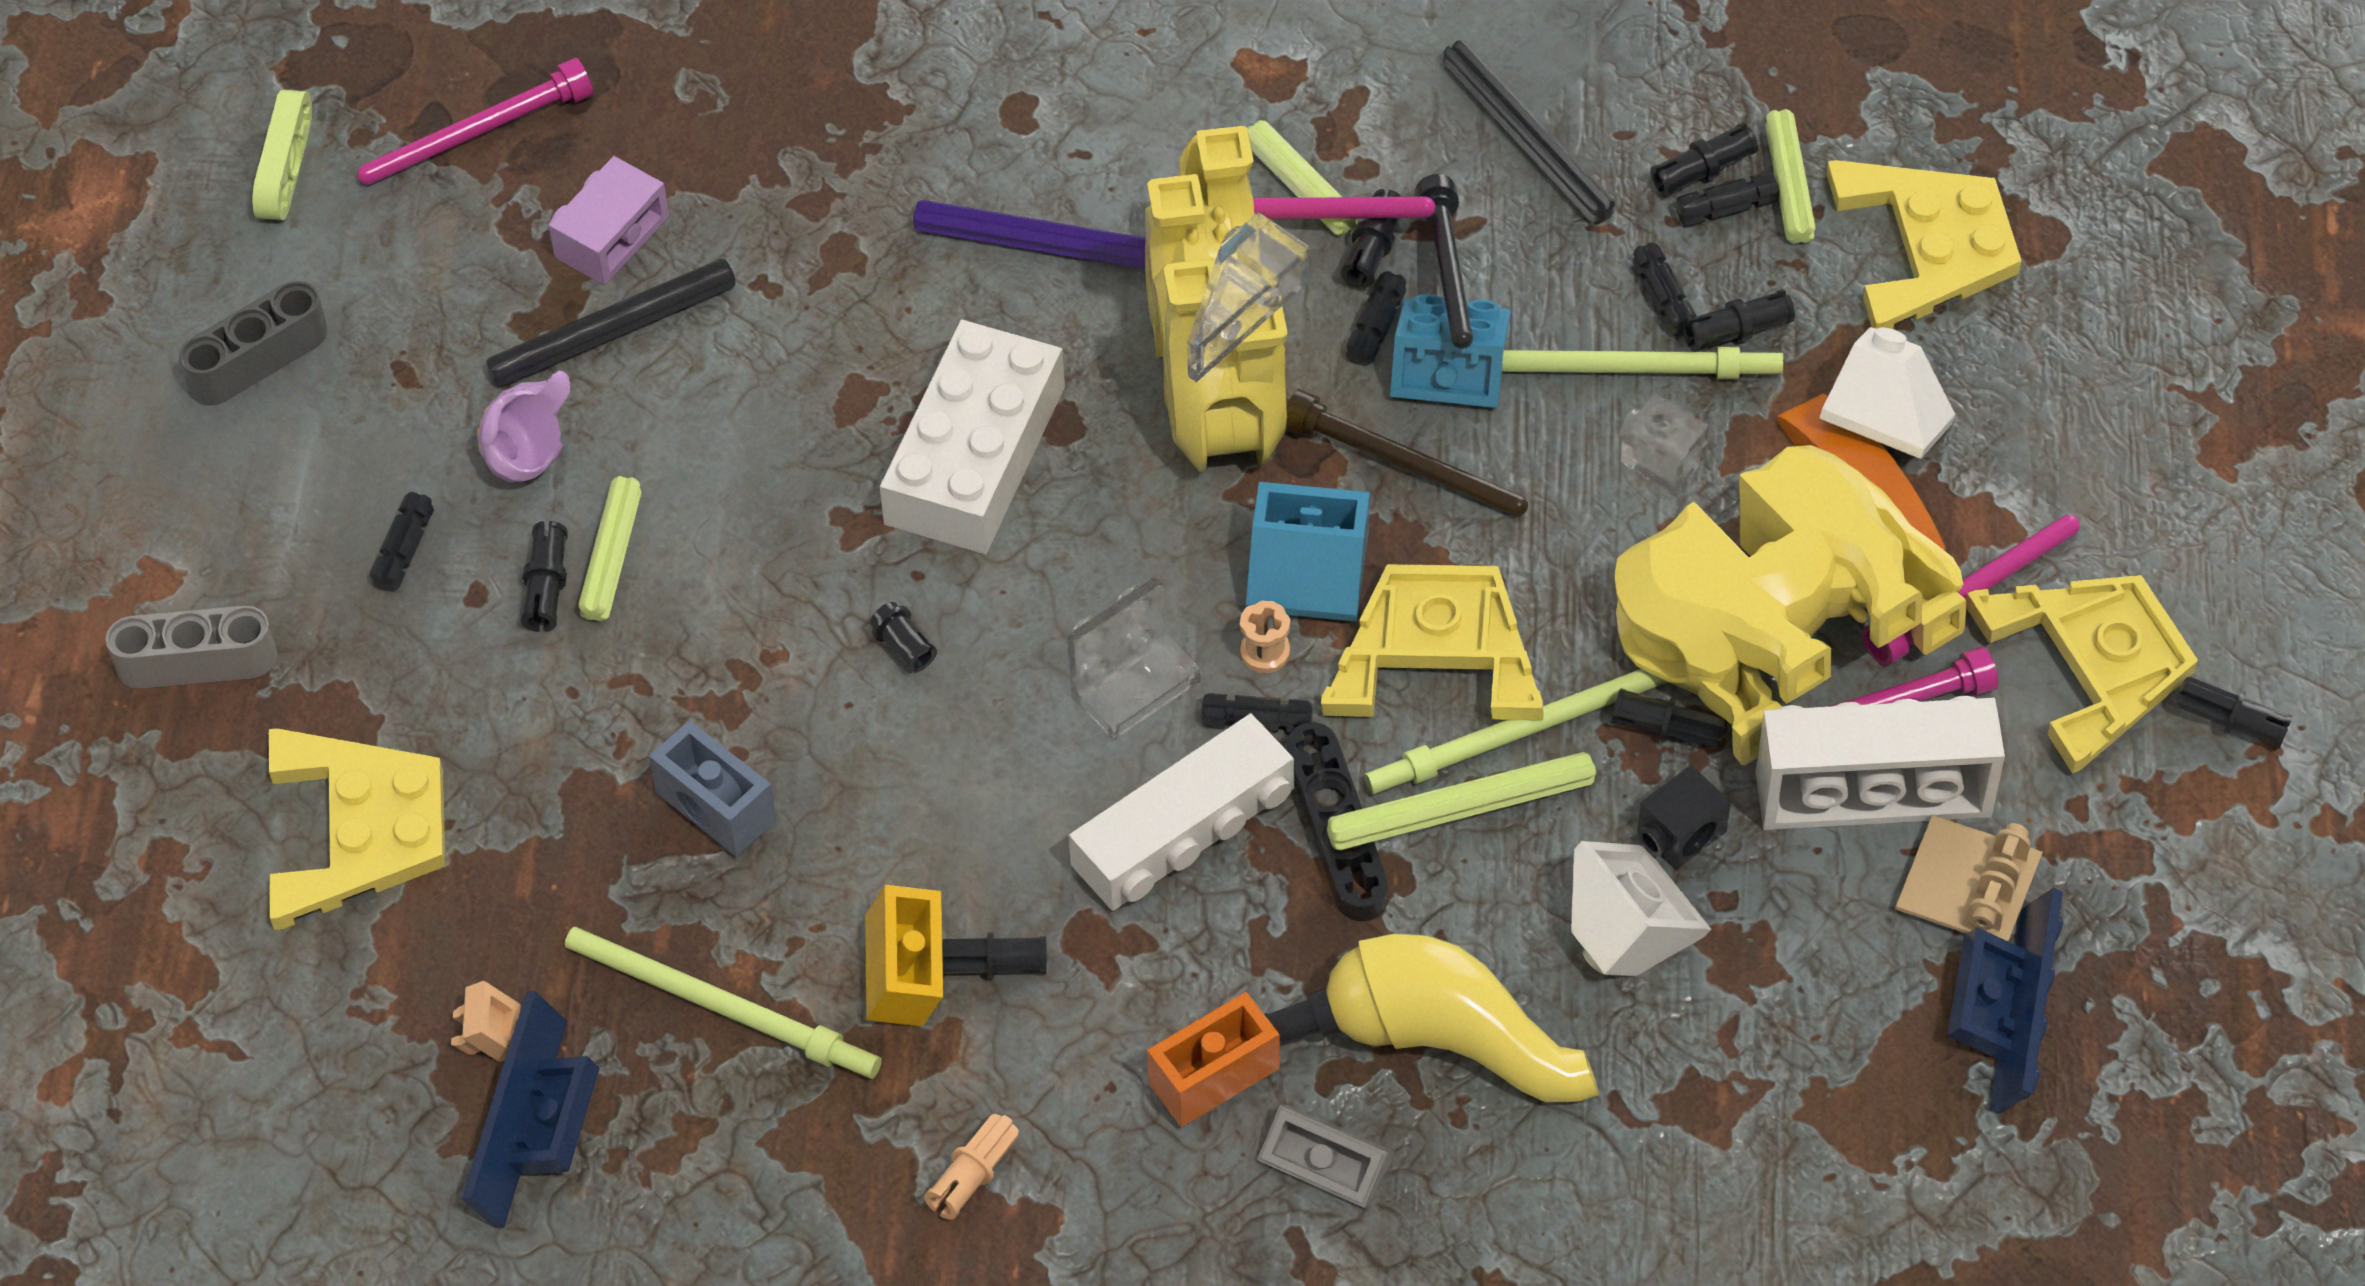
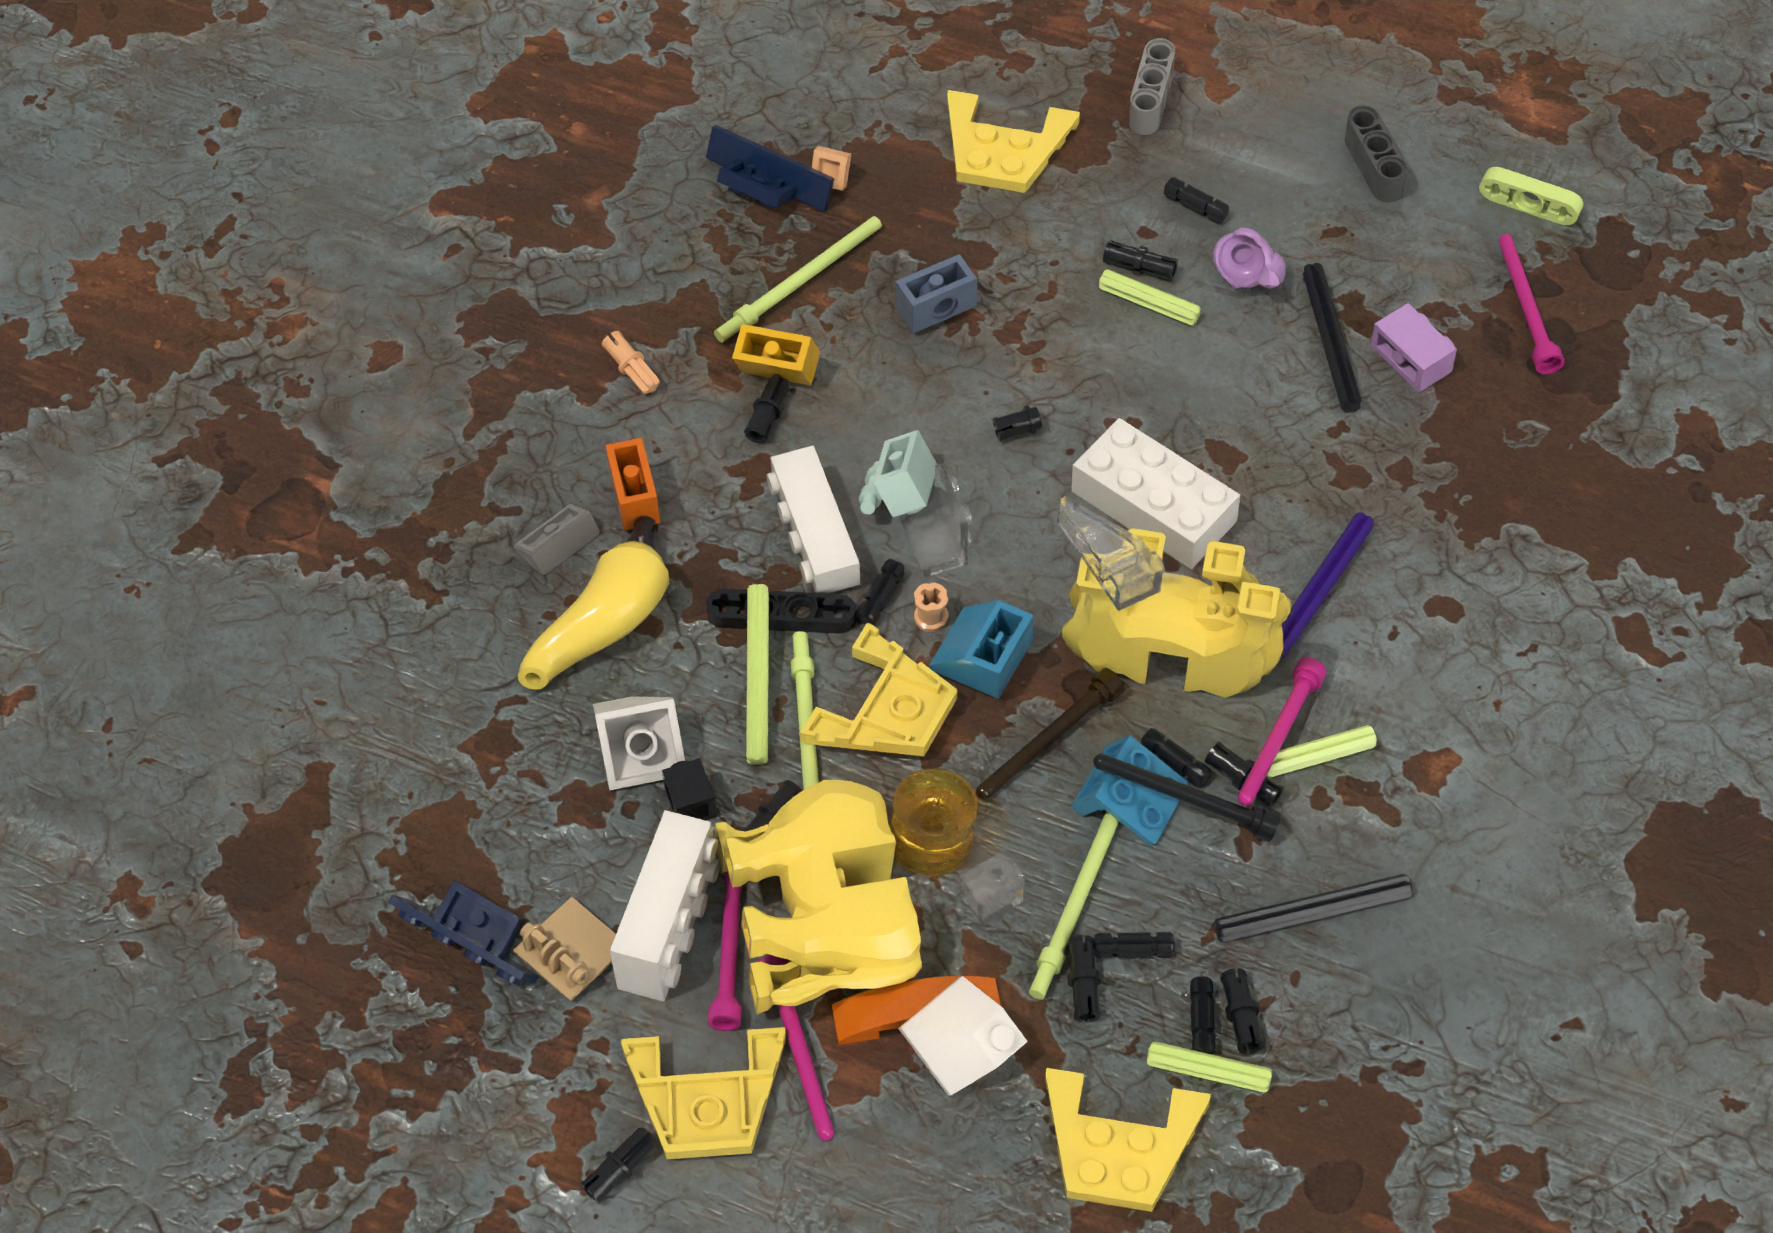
camera: 110 degrees right, 0 degrees up
(1069, 714) = (900, 476): none -> light aqua brick
(1605, 503) = (933, 821): none -> clear yellow wheel

